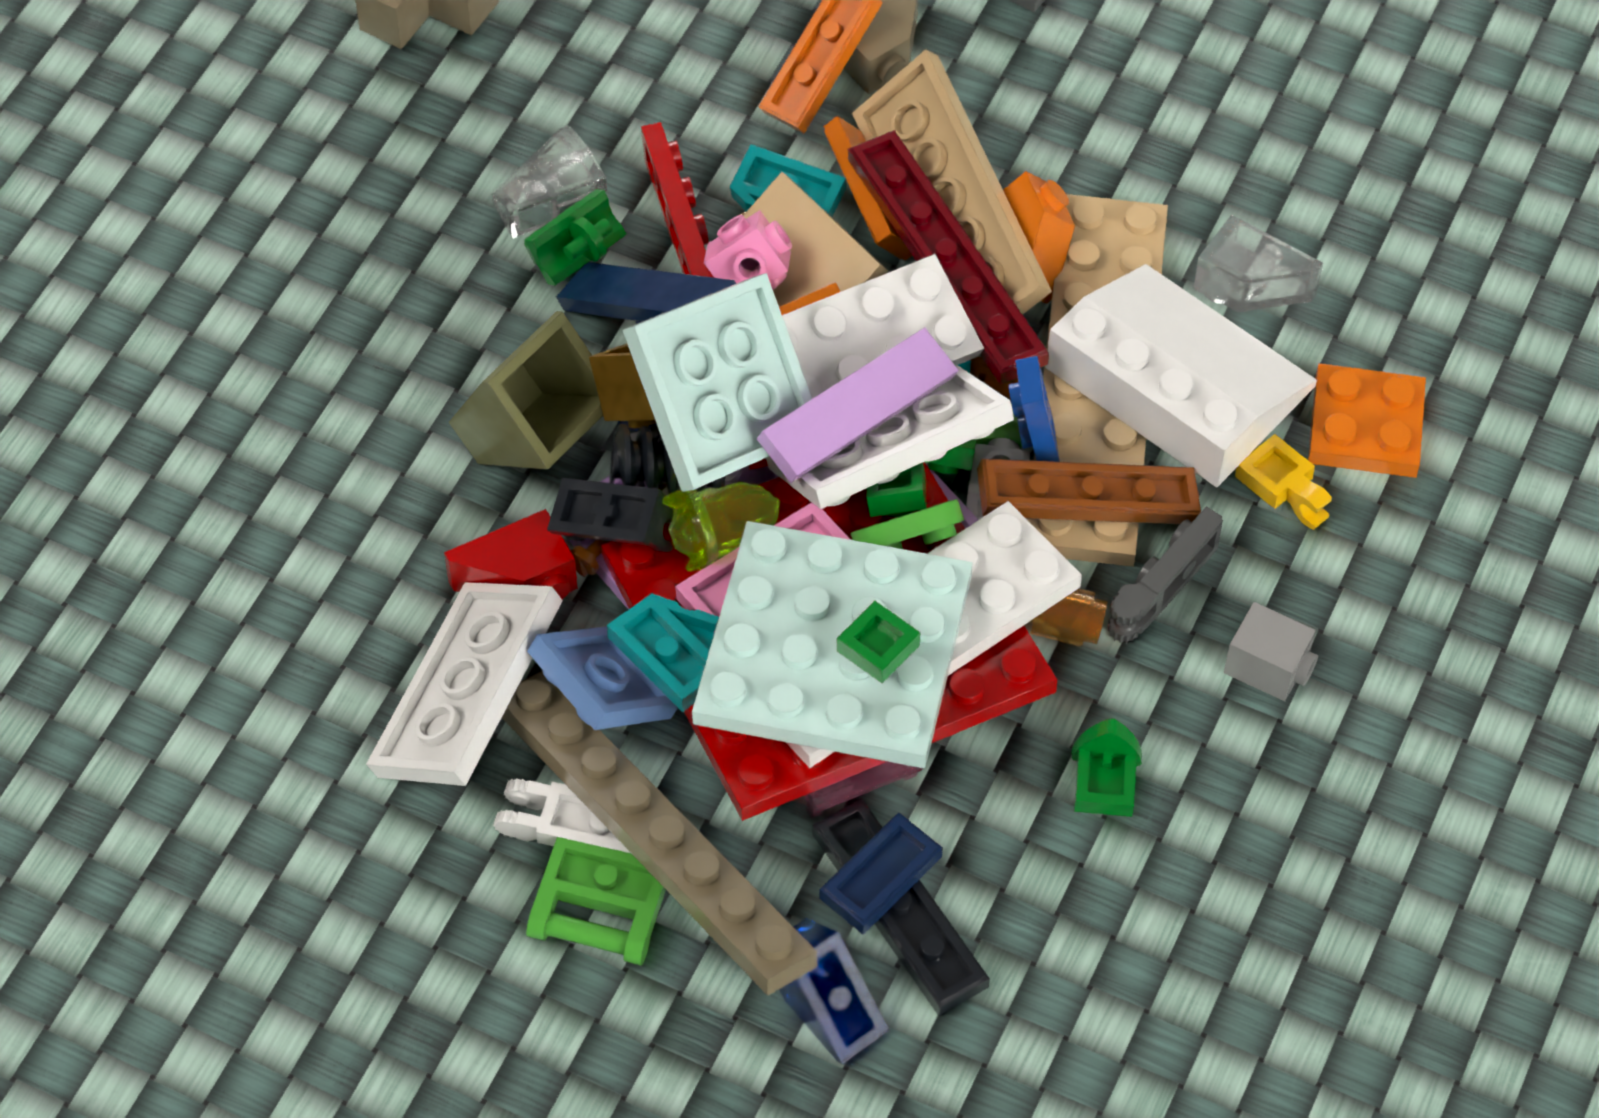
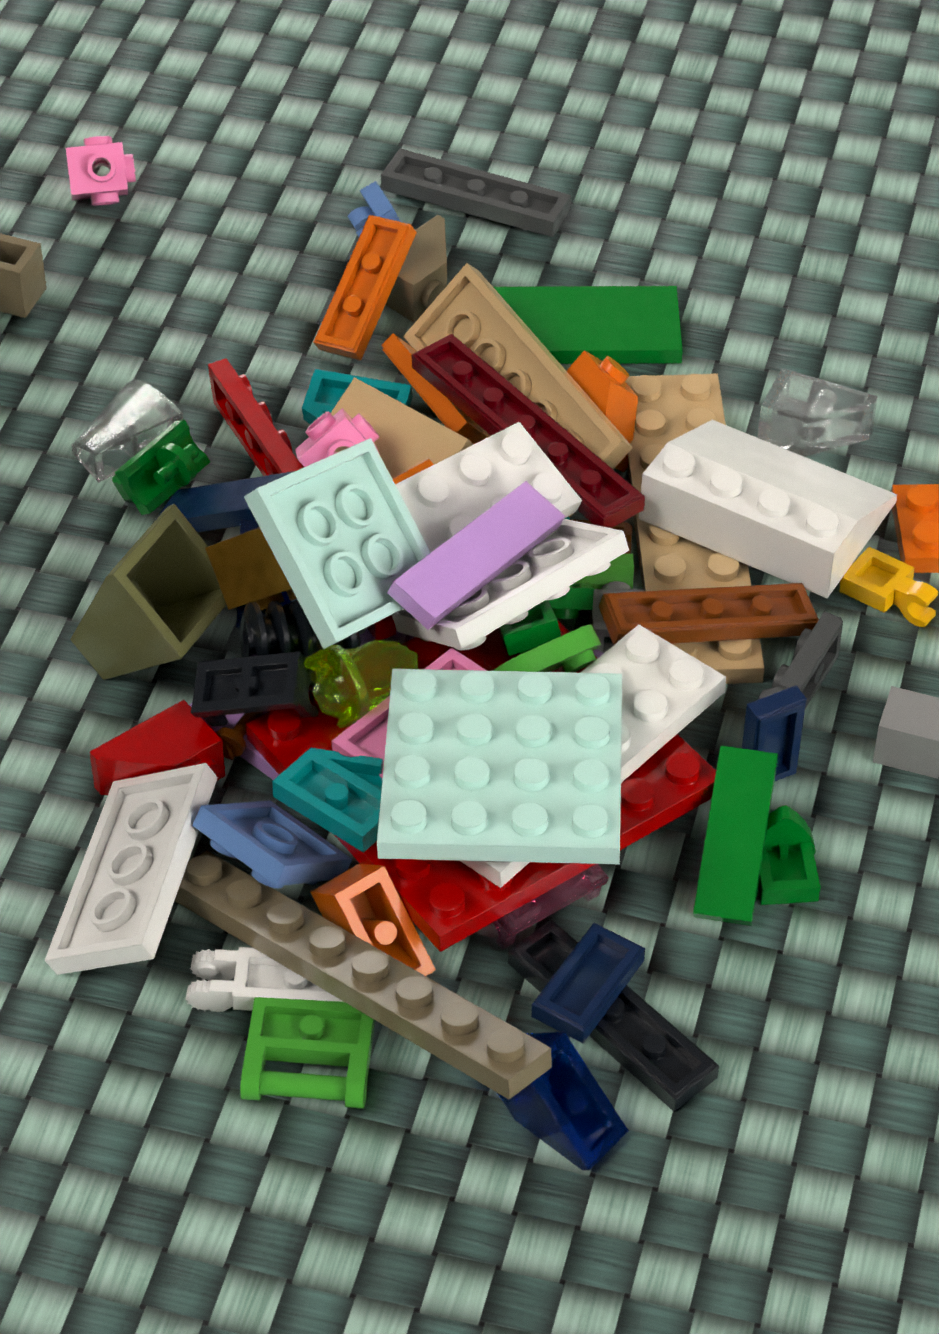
camera: 10 degrees left, 10 degrees down
(684, 772) = (371, 909): none -> orange slope
(878, 641) = (551, 747): green plate -> none
(1033, 410) = (642, 536): blue plate -> none
(1054, 123) = (605, 321): none -> green tile
(1059, 740) = (735, 835): none -> green tile
(1072, 619) = (716, 726): clear orange brick -> none
(1118, 641) = (776, 727): none -> dark blue tile

